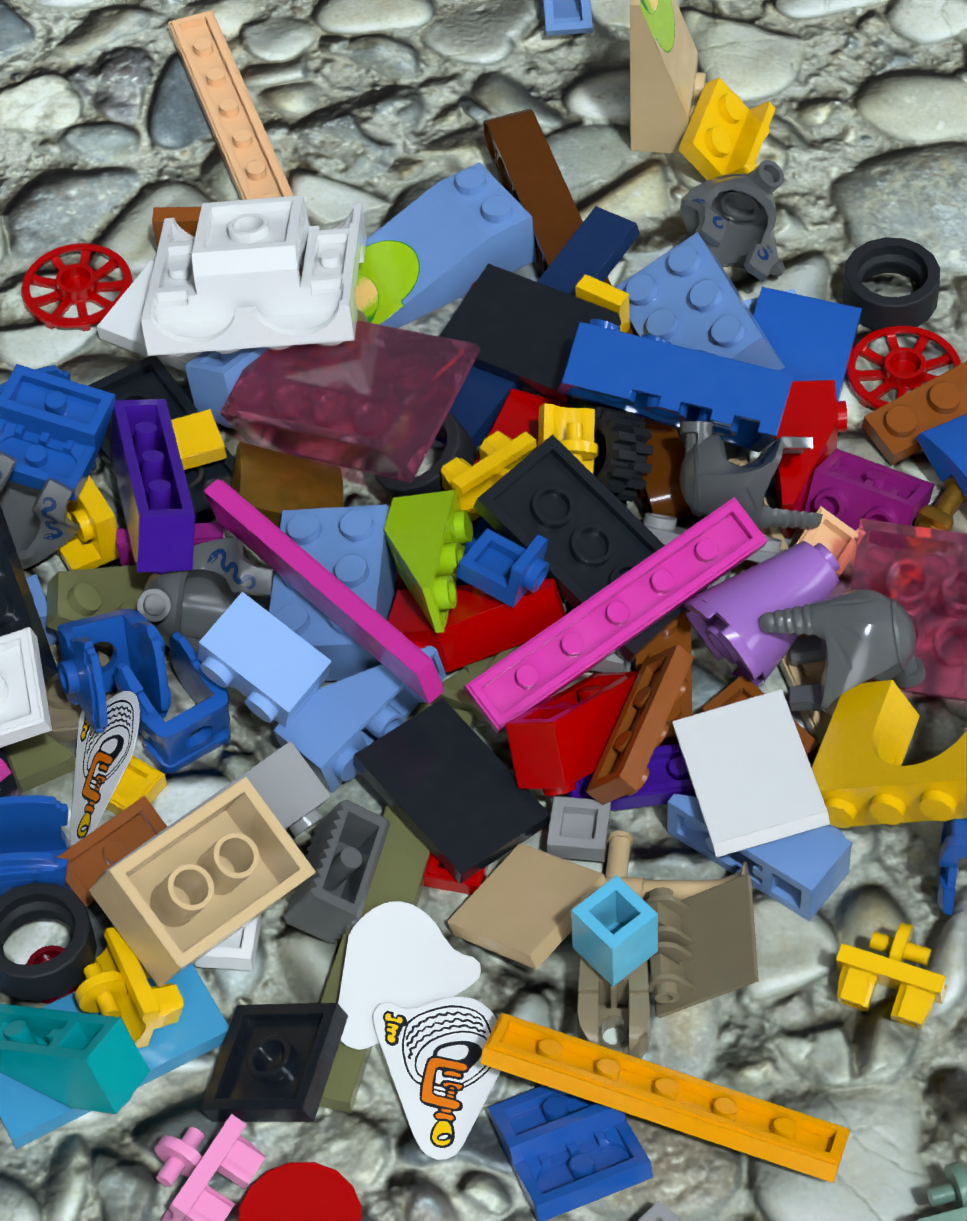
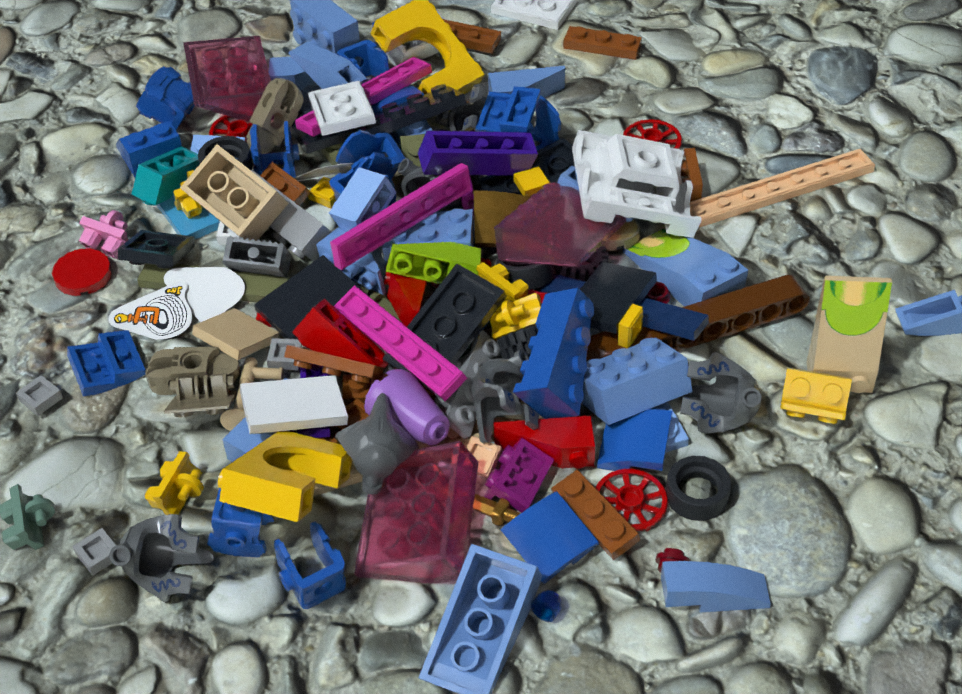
camera: 85 degrees right, 5 degrees down
(504, 567) = (419, 284): blue bracket -> none
(614, 930) = (187, 343): medium azure brick -> none
(666, 1097) = (114, 393): light orange tile -> none

